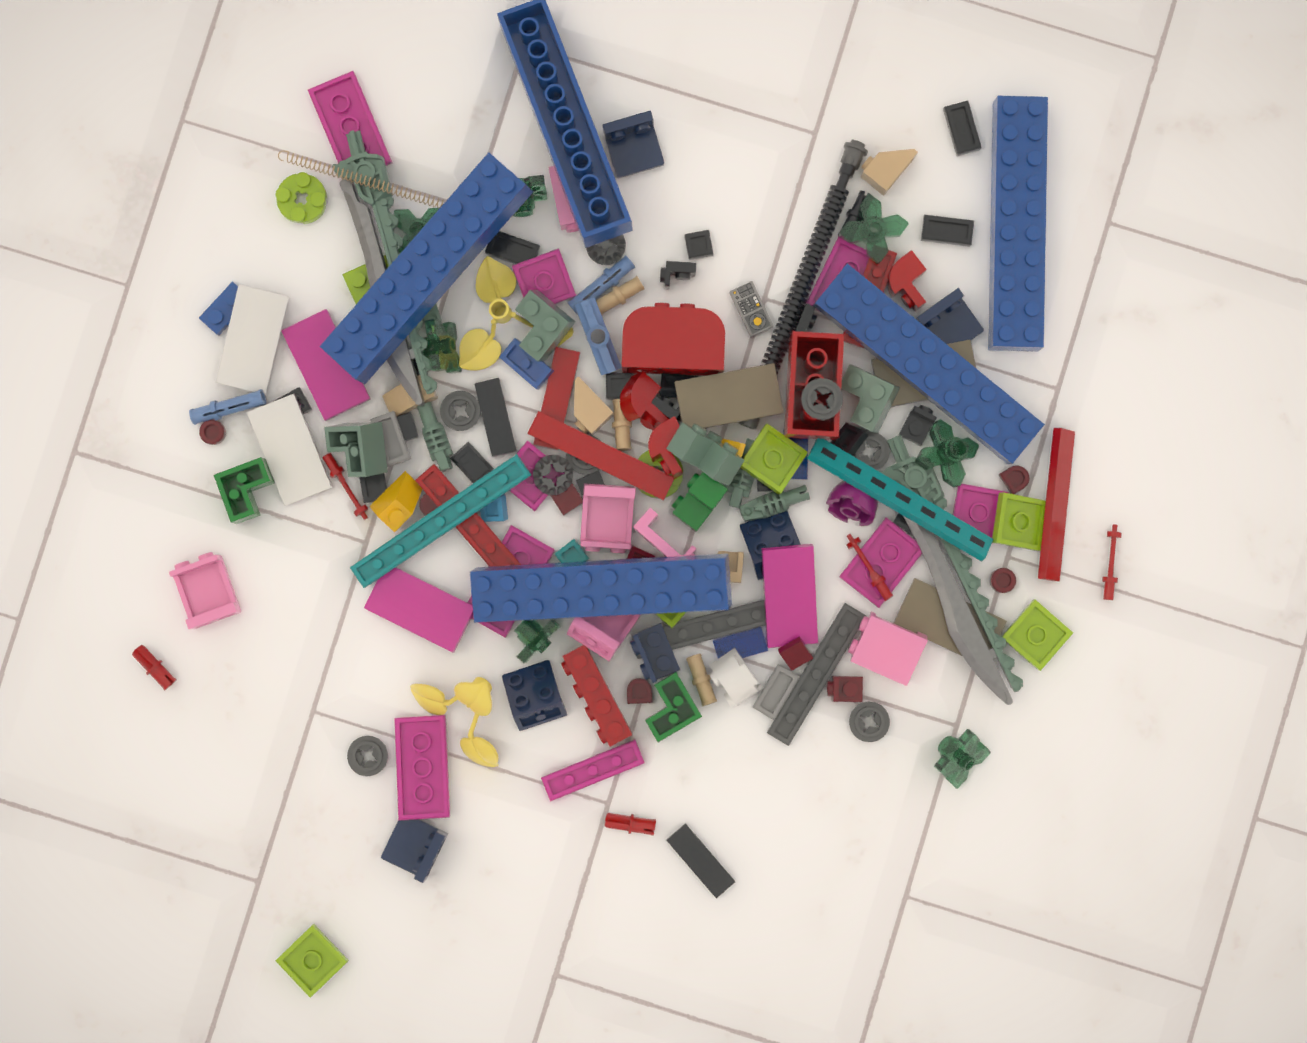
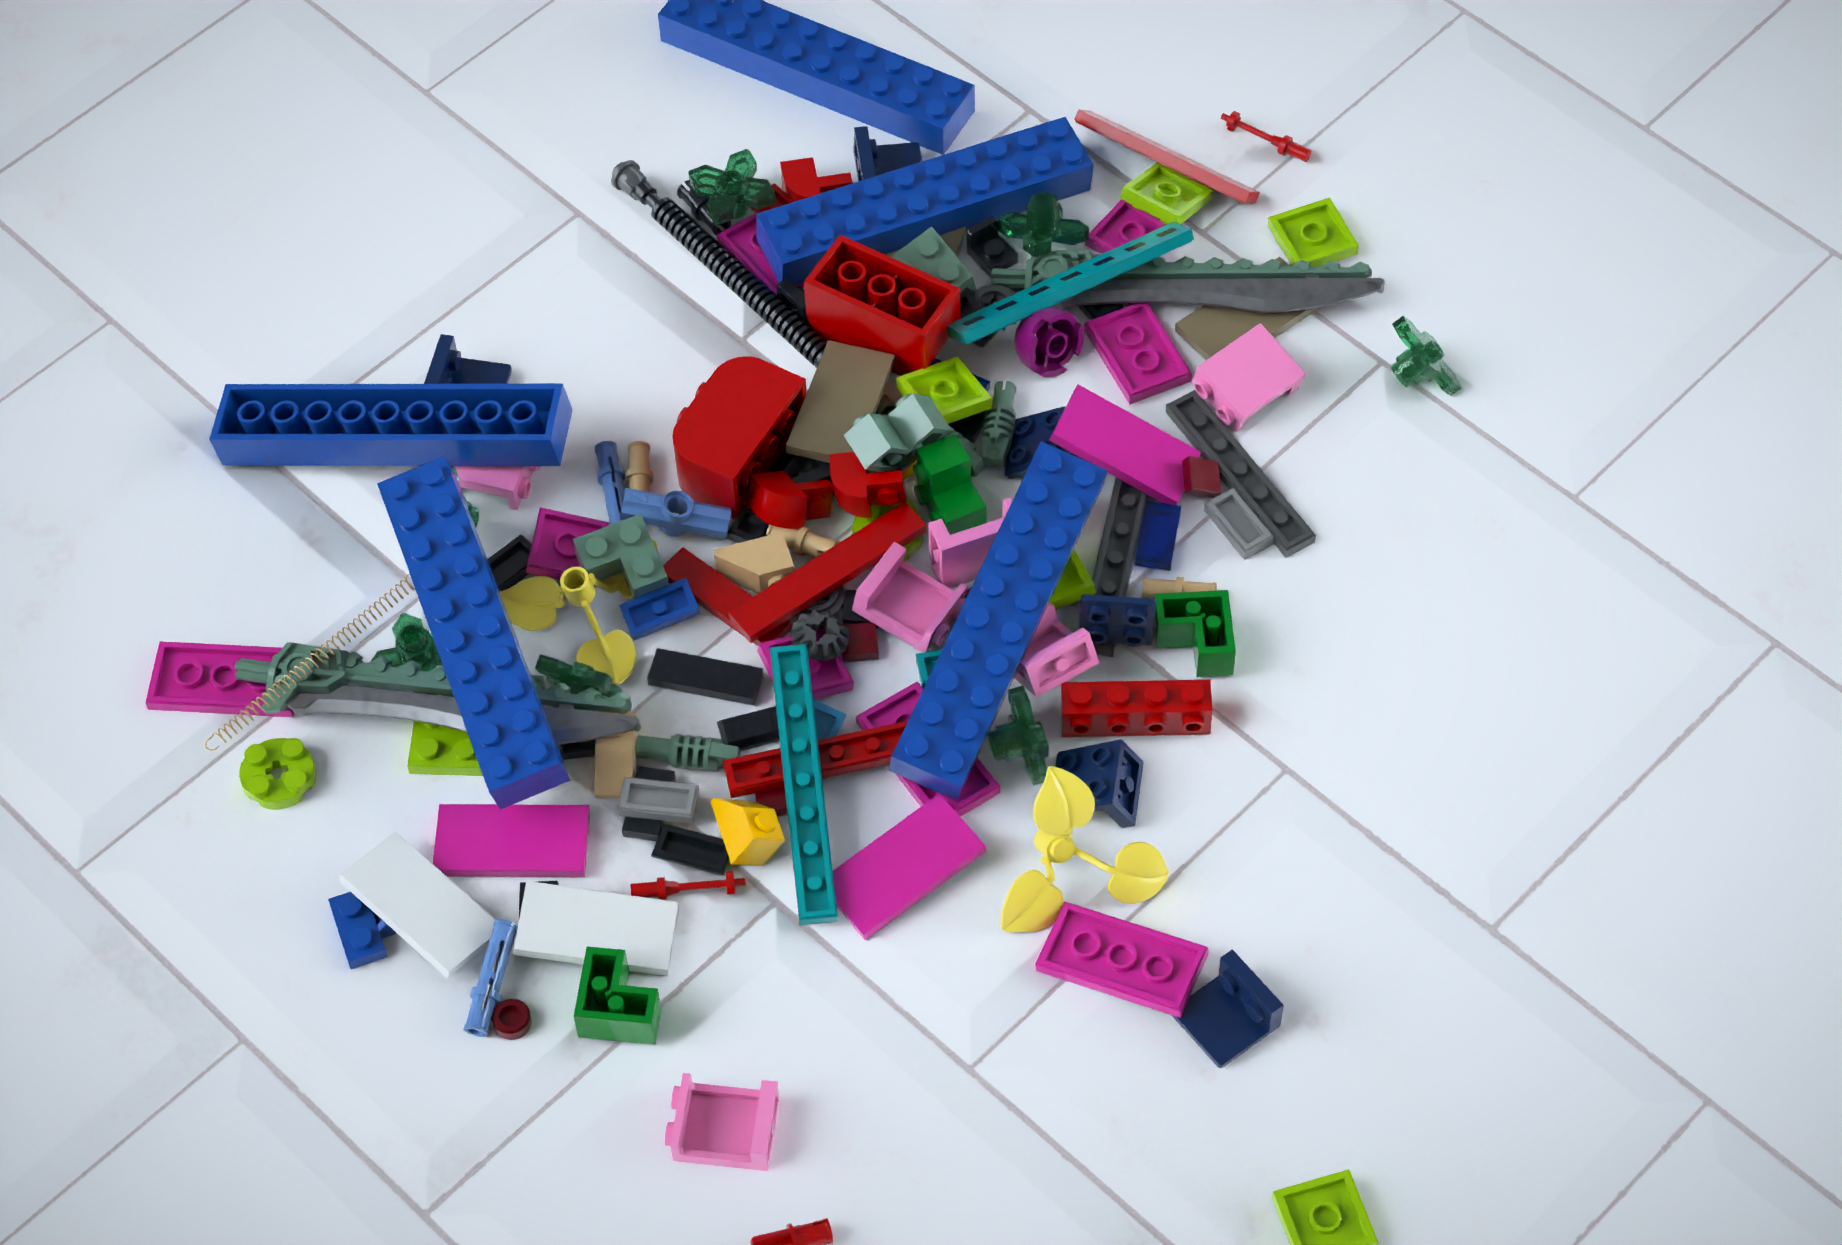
camera: 65 degrees left, 30 degrees down
(356, 758) = (1073, 1006): dark grey gear -> none
(362, 447) = (644, 819): sand green brick -> none
(459, 399) = (682, 700): dark grey gear -> none
(592, 770) = (1232, 765): dark pink tile -> none
(613, 254) = (570, 479): dark grey gear -> none
(630, 823) = (1327, 747): red axle -> none
(639, 692) = (1157, 665): dark red tile -> none
(681, 270) = (650, 402): black bracket -> none
(698, 244) = (632, 375): black tile -> none
(700, 860) = (1417, 692): black tile -> none
(735, 678) = (1196, 547): white cylinder -> none
(751, 309) = (731, 347): tile -> none
(823, 386) = (918, 276): dark grey gear -> none
(845, 689) = (1275, 448): dark red bracket -> none
(877, 580) = (1155, 355): red piece -> none
(881, 719) = (1330, 429): dark grey gear -> none
(886, 168) = (668, 155): tan slope -> none
(947, 230) = (778, 134): black tile -> none
(962, 128) = (670, 75): black tile -> none
(1002, 580) = (1228, 245): dark red tile -> none
(1015, 478) = (1109, 185): dark red tile -> none

